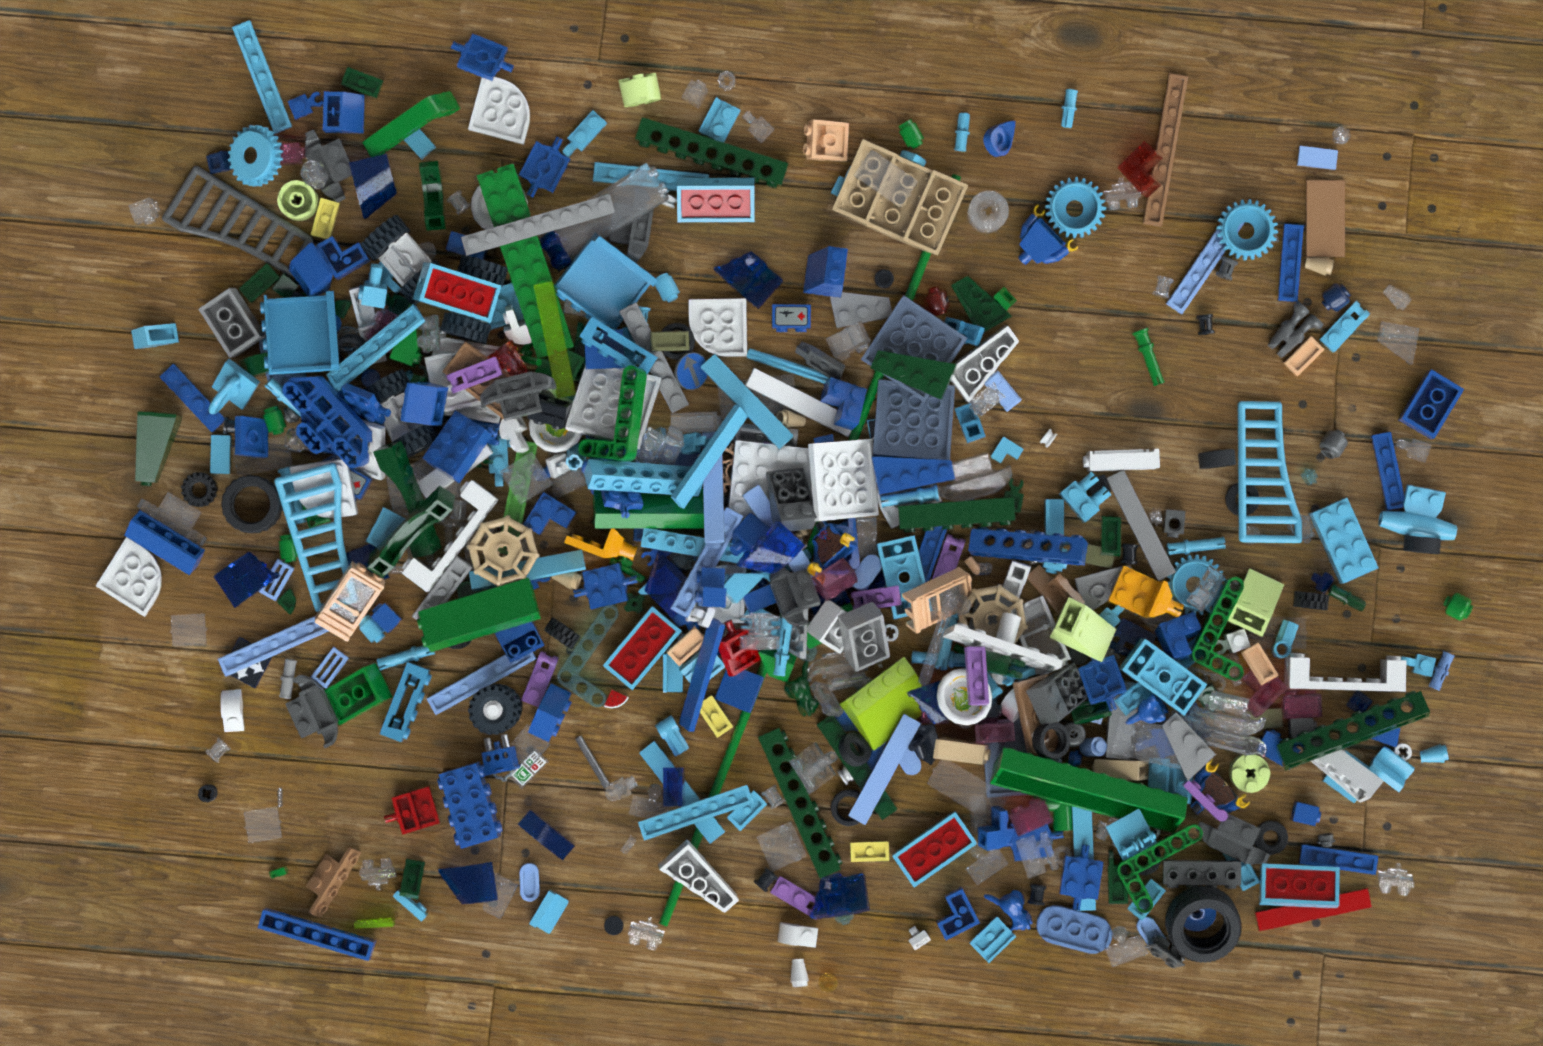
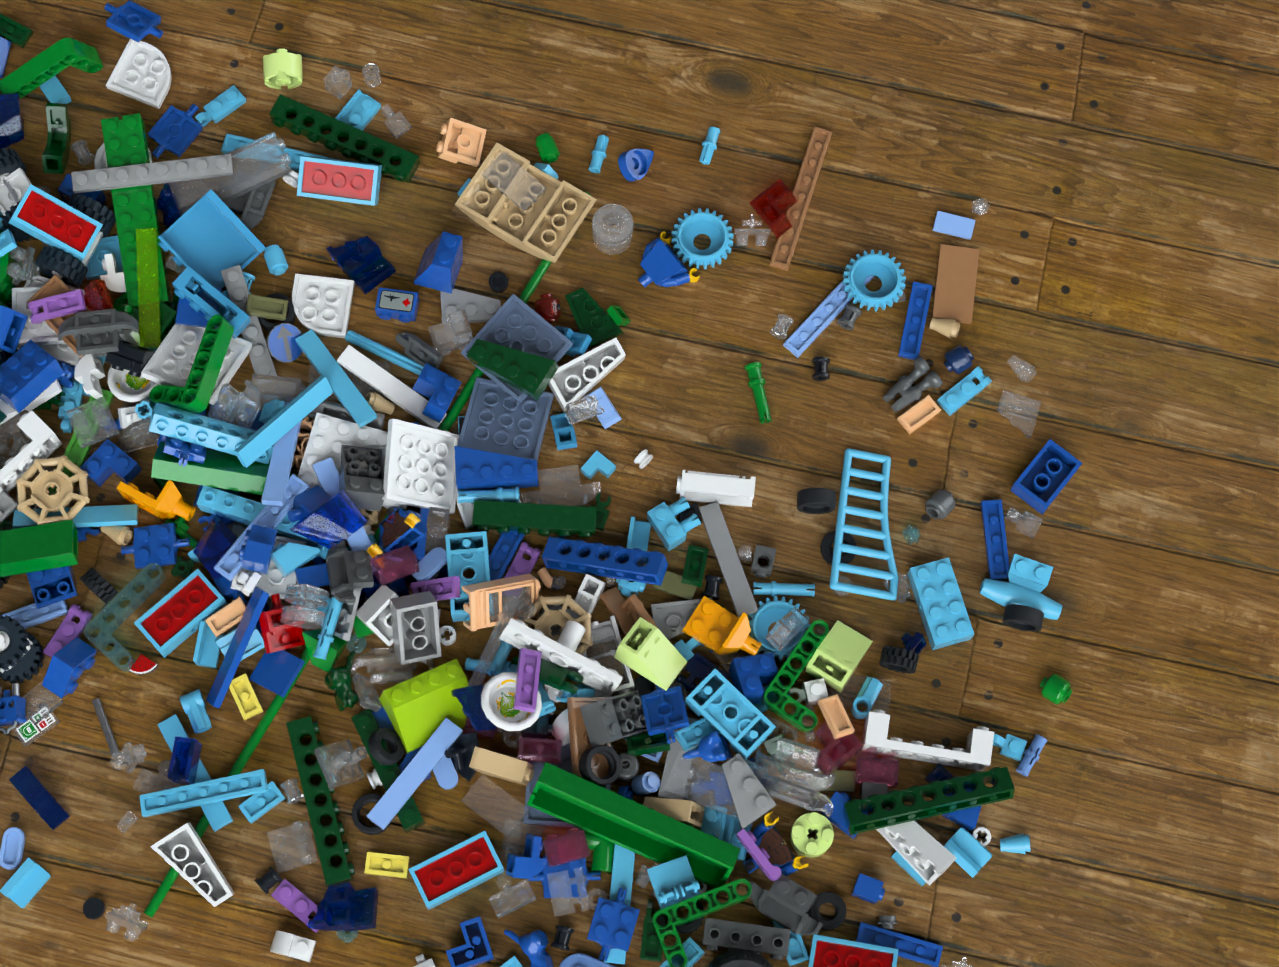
camera: 10 degrees right, 15 degrees down
(1347, 598) = (938, 665): dark green axle -> none

